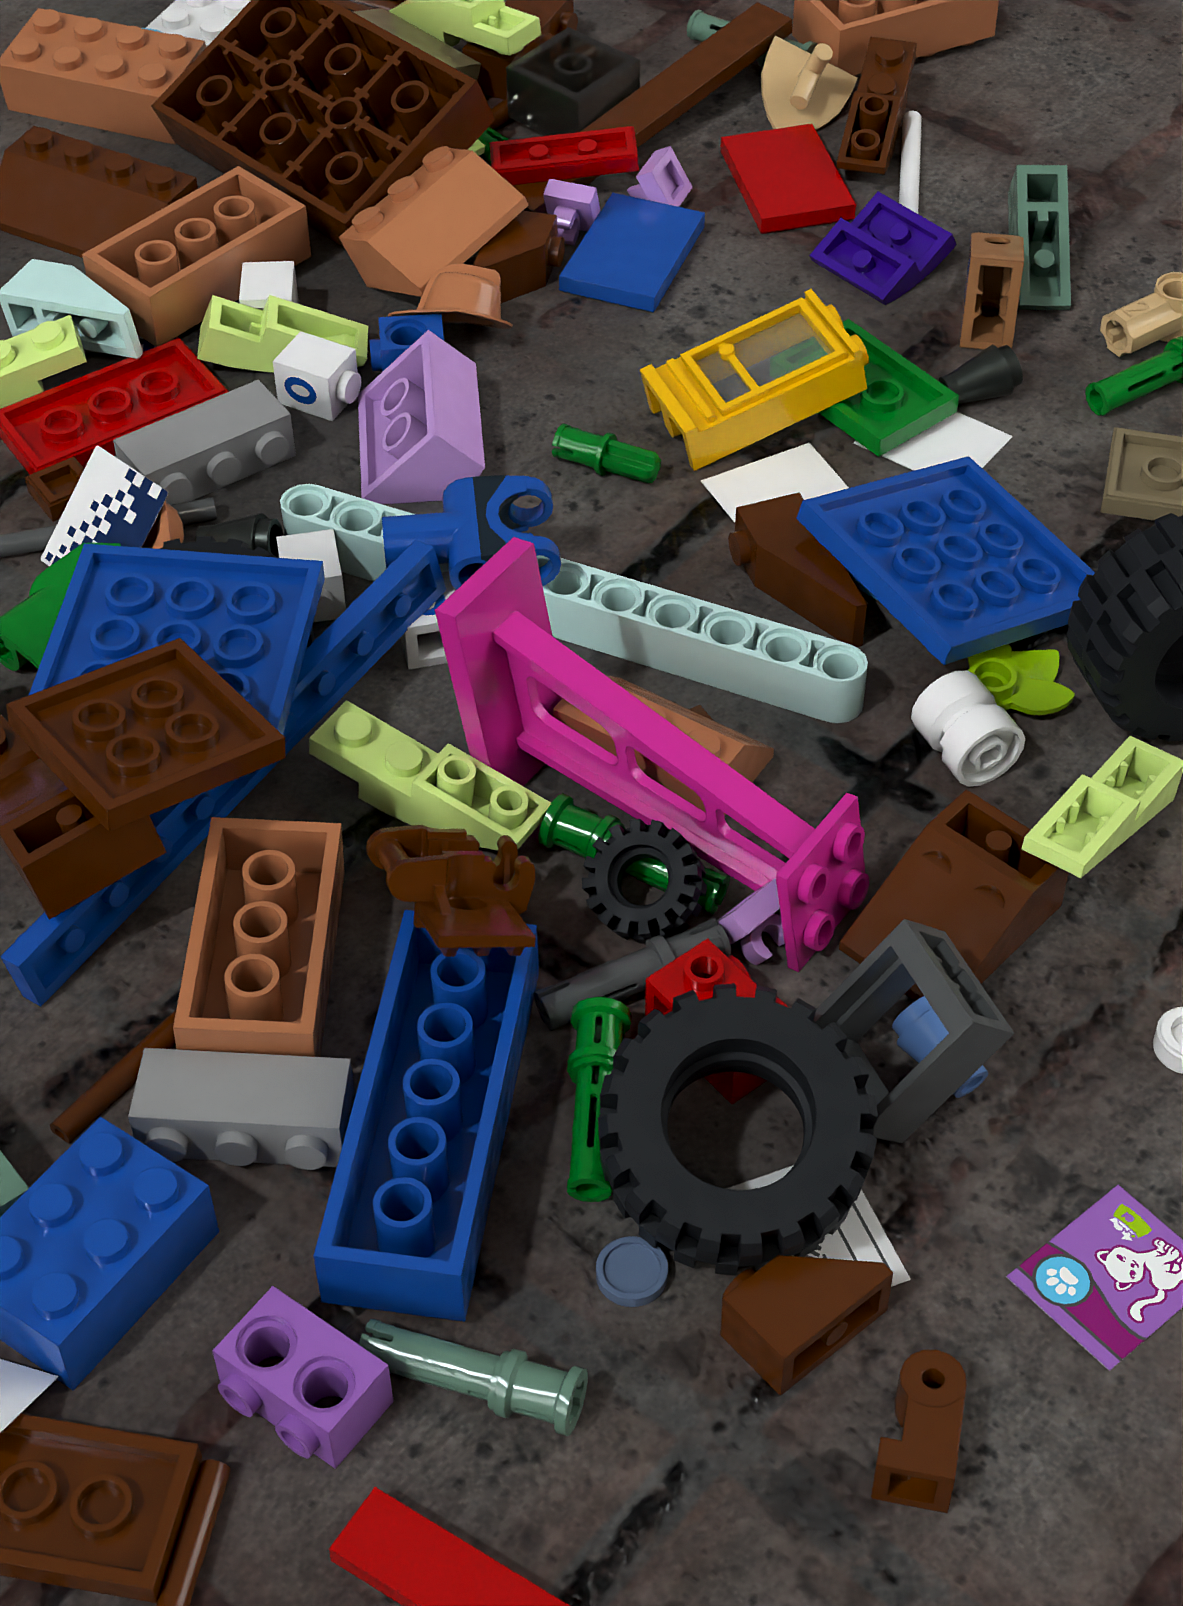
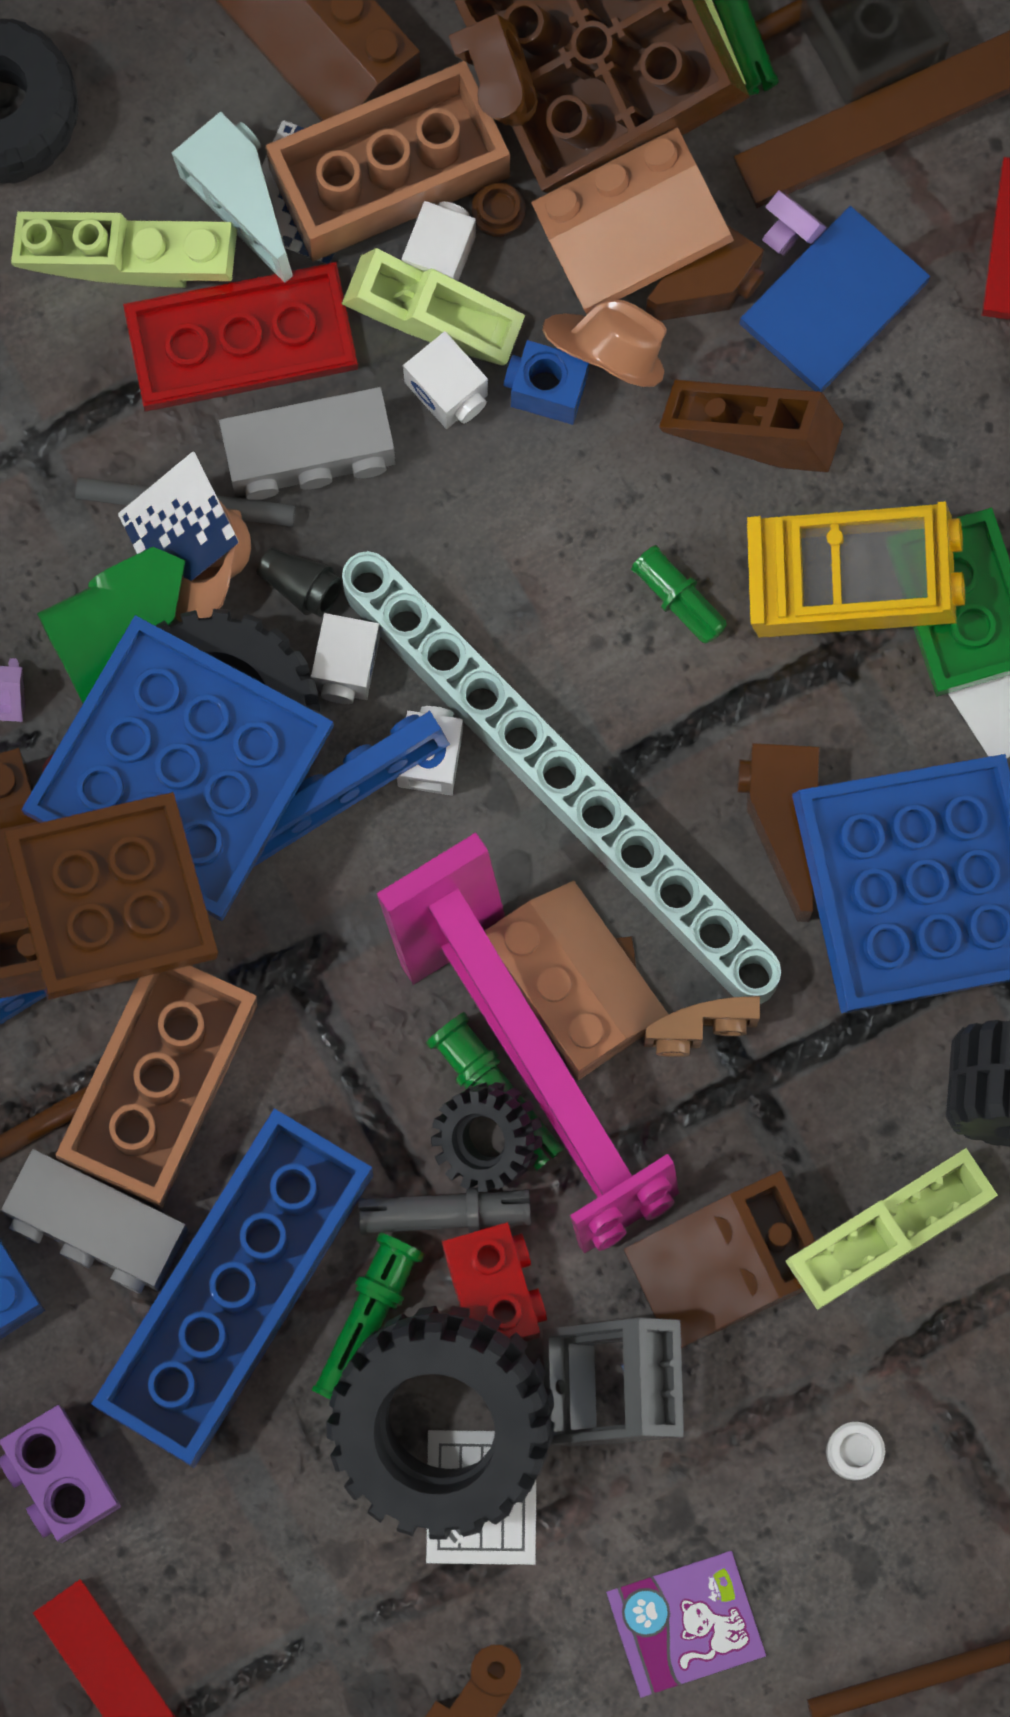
camera: 20 degrees right, 30 degrees up
(54, 486) = (163, 432): reddish brown tile -> none
(262, 143) = (504, 77): none -> reddish brown leg
(313, 270) = (498, 209): none -> reddish brown plate
(420, 425) = (517, 493): lavender slope -> none
(425, 785) = (356, 949): yellowish green slope -> none
(456, 888) = (334, 1111): reddish brown piece -> none
(476, 525) = (489, 703): blue connector -> none
(505, 1381) = (202, 1536): sand green pin -> none
(565, 155) = (817, 142): red tile -> none
(616, 325) = (756, 422): none -> reddish brown slope
(631, 1272) = (323, 1479): sand blue piece -> none
(662, 179) = (906, 213): lavender tile -> none
(751, 918) = (559, 1198): lavender tile -> none
(776, 476) = (827, 698): white sticker -> none
(800, 1312) = (431, 1571): reddish brown slope -> none
(822, 721) = (684, 1028): none -> medium nougat slope
(968, 727) = (835, 1074): white wheel -> none
(1022, 679) = (922, 1032): lime plate -> none

